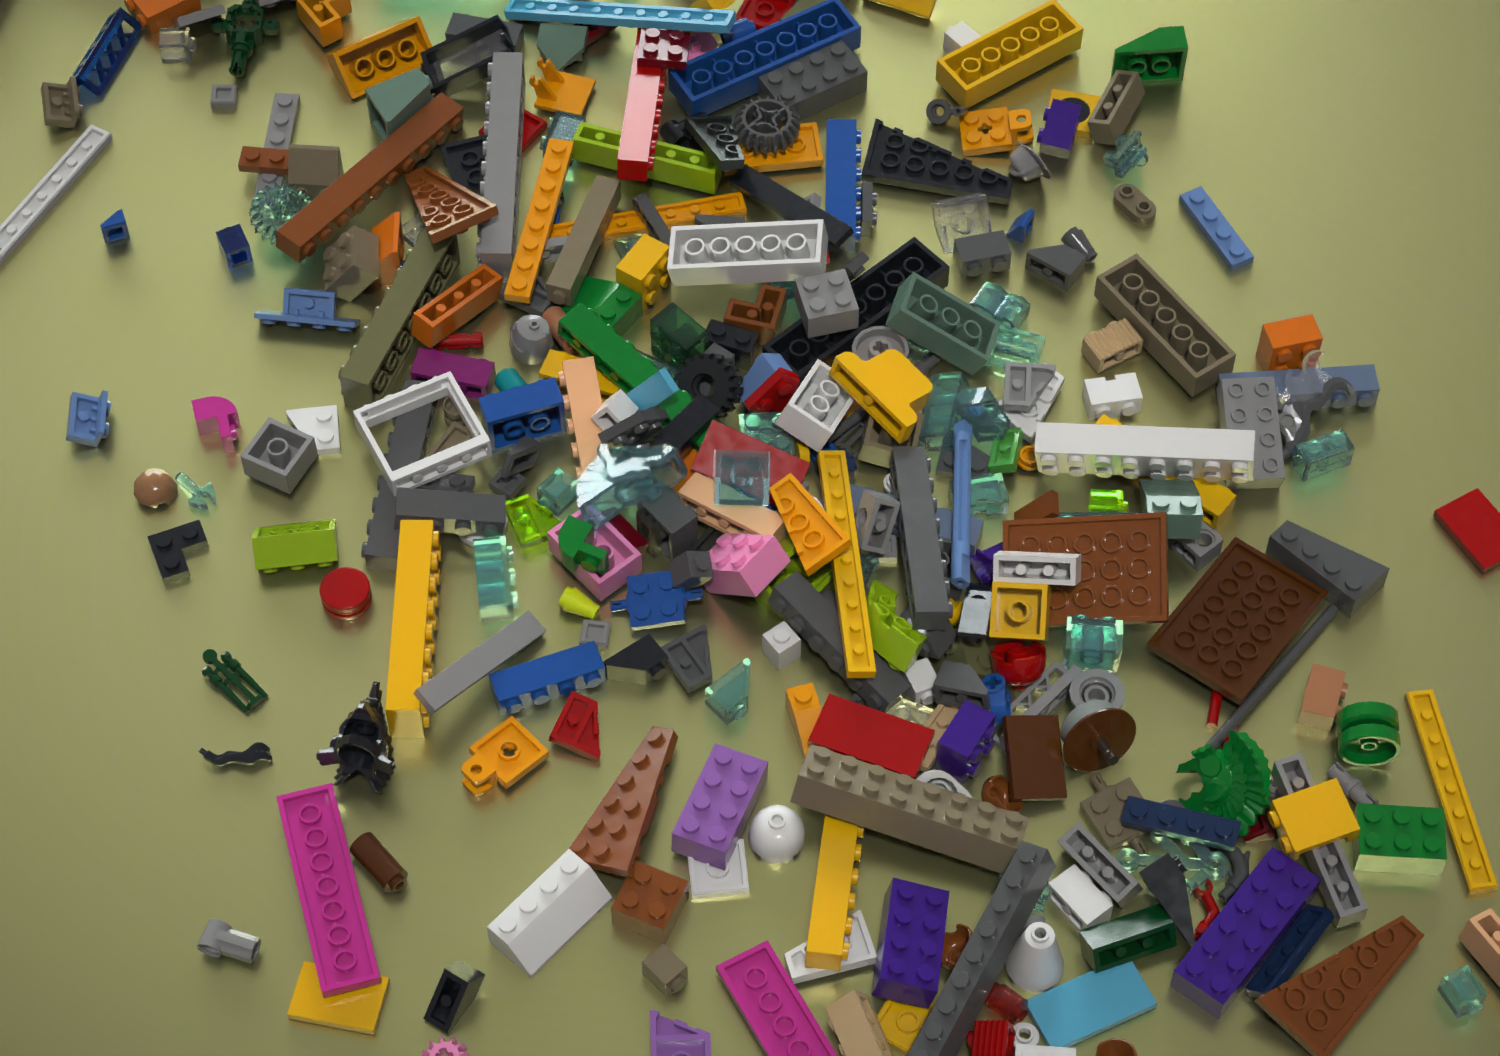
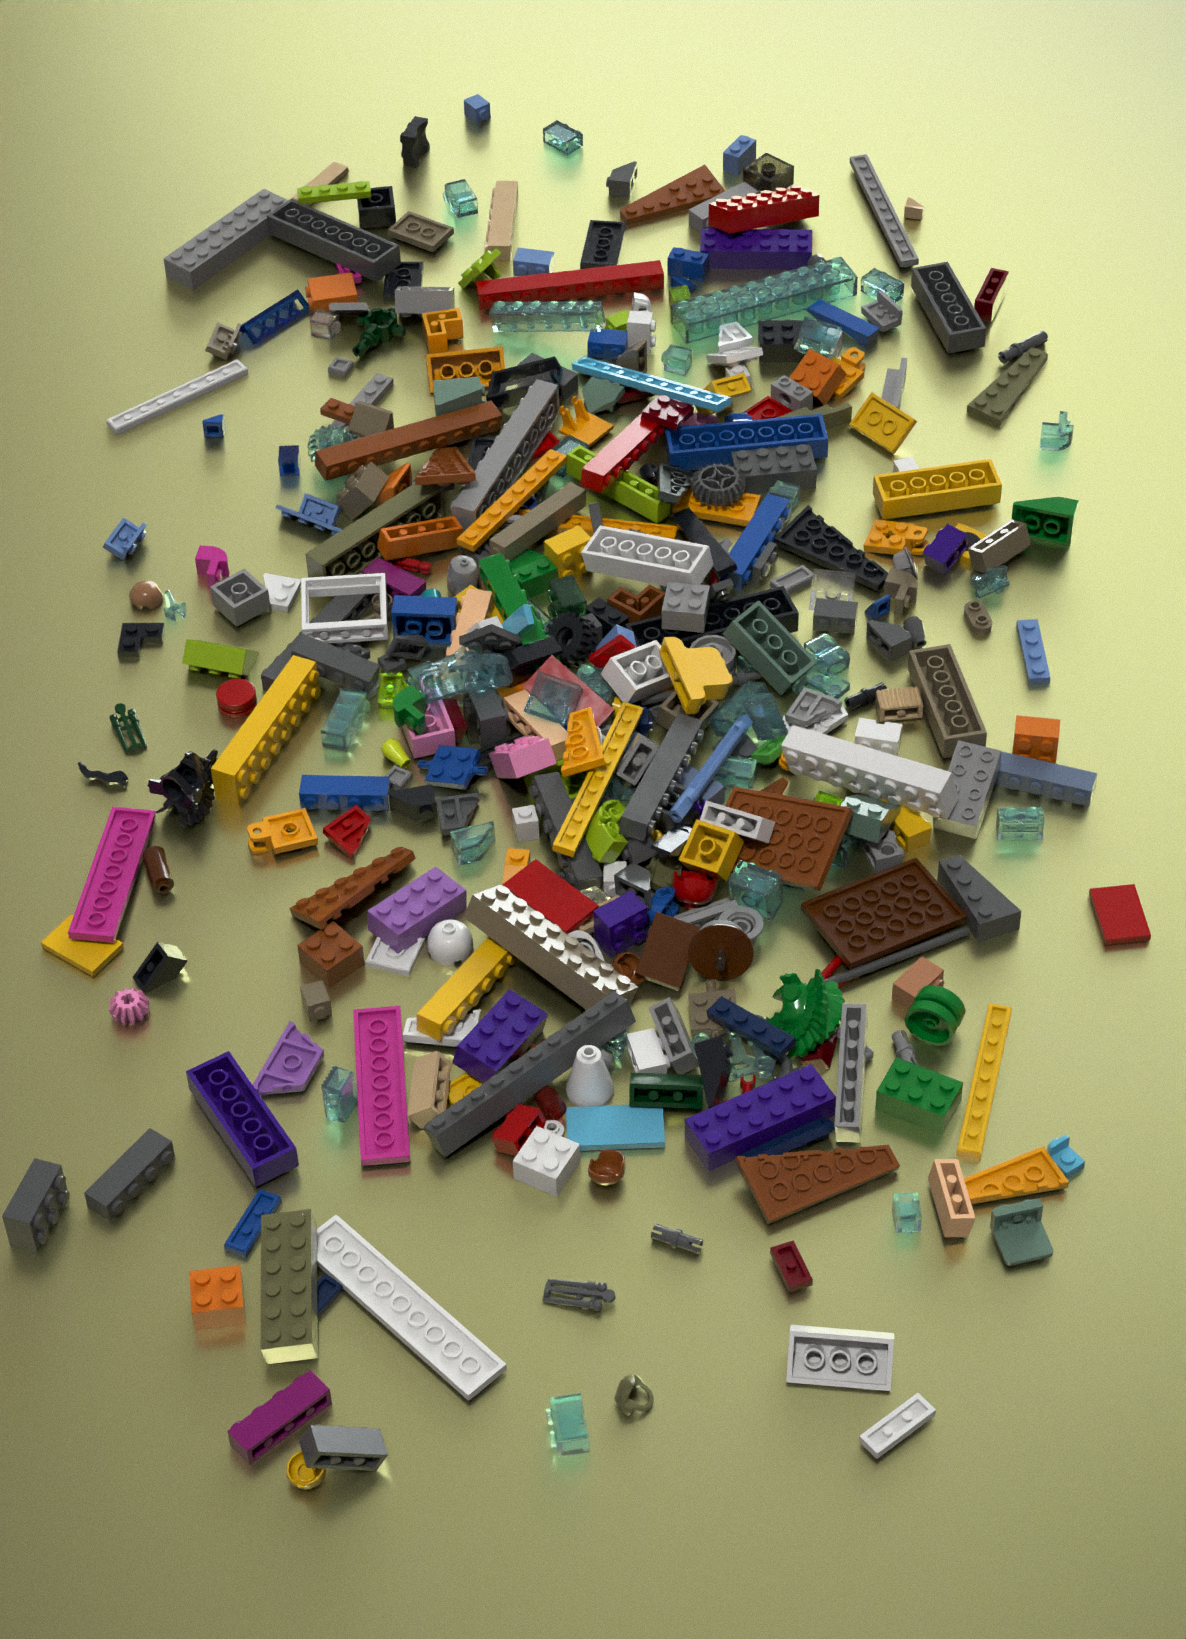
camera: 25 degrees right, 10 degrees down
(221, 940) = (24, 882): light grey piece -> none
(479, 662) = (299, 763): light grey tile -> none
(549, 913) = (255, 938): white slope -> none
(691, 569) = (483, 749): dark grey brick -> none
(841, 109) = (786, 491): none -> clear light blue brick
(906, 221) = (793, 579): none -> light grey tile
(931, 111) = (858, 509): dark grey plate -> none
(1037, 192) = (901, 587): none -> dark tan brick
(1068, 346) = (863, 697): none -> black pin
(1302, 396) = (1024, 777): piece -> none
(1313, 818) = (850, 1051): yellow panel -> none

